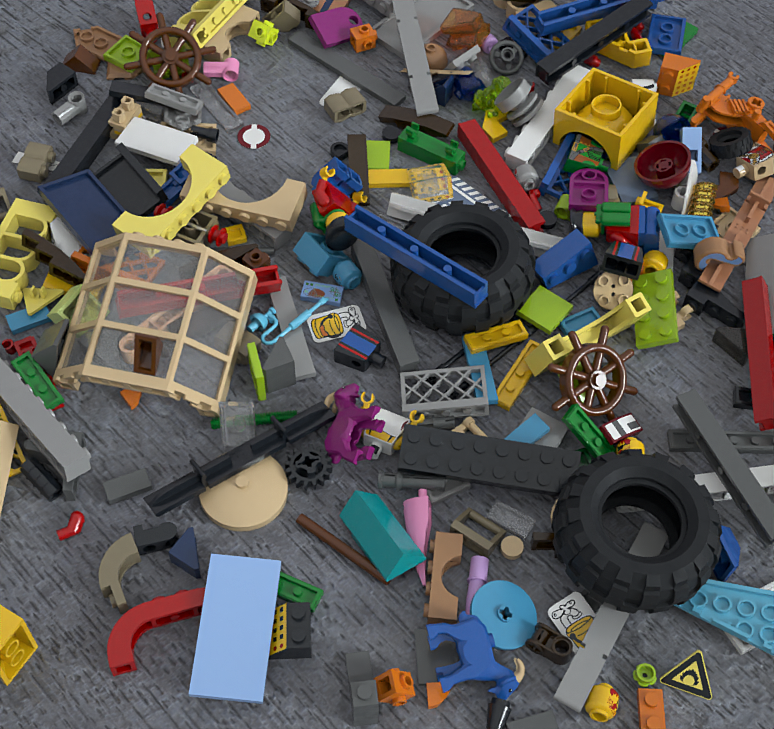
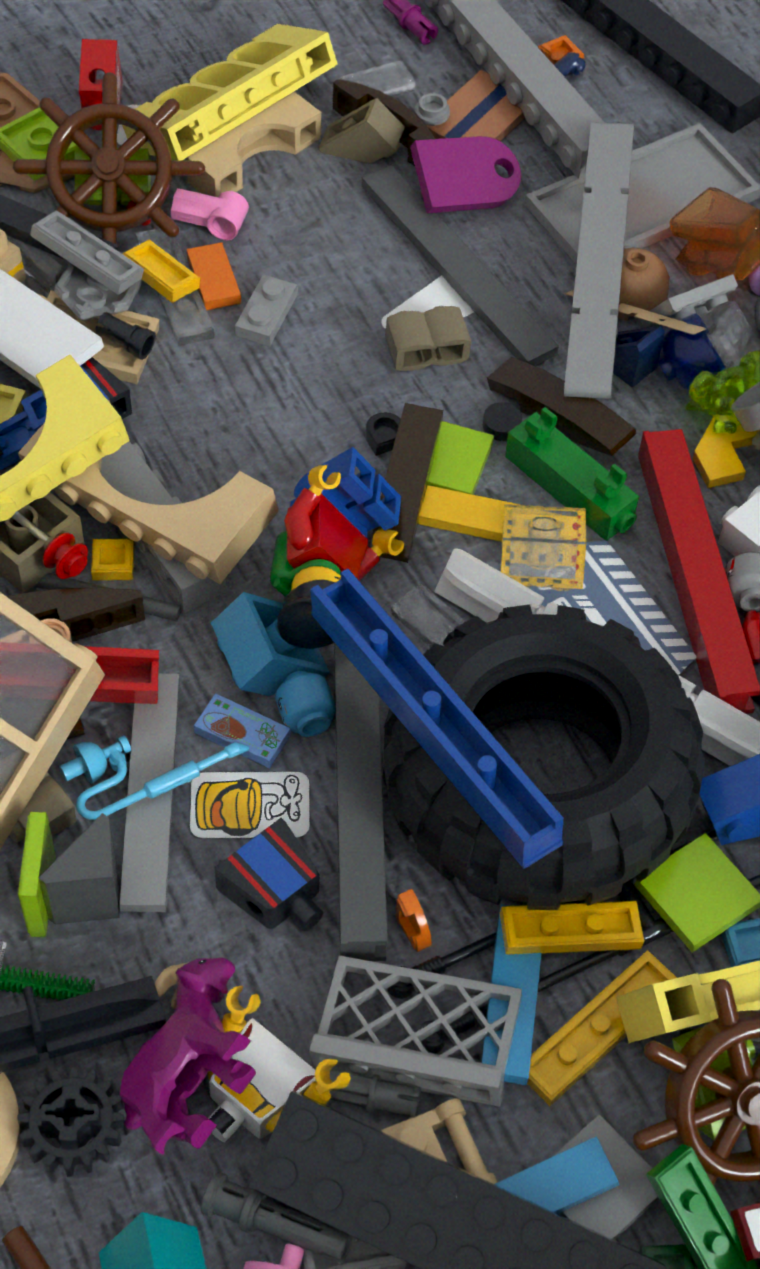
camera: 15 degrees right, 0 degrees up
(211, 101) = (163, 271): none -> yellow tile
(253, 136) = (226, 361): sticker -> none
(256, 259) = (127, 628): reddish brown brick -> none
(263, 32) = (316, 155): neon yellow brick -> none
(264, 109) = (266, 310): none -> light grey plate
(363, 38) = (510, 208): orange brick -> none
(426, 351) = (413, 920): none -> orange tile

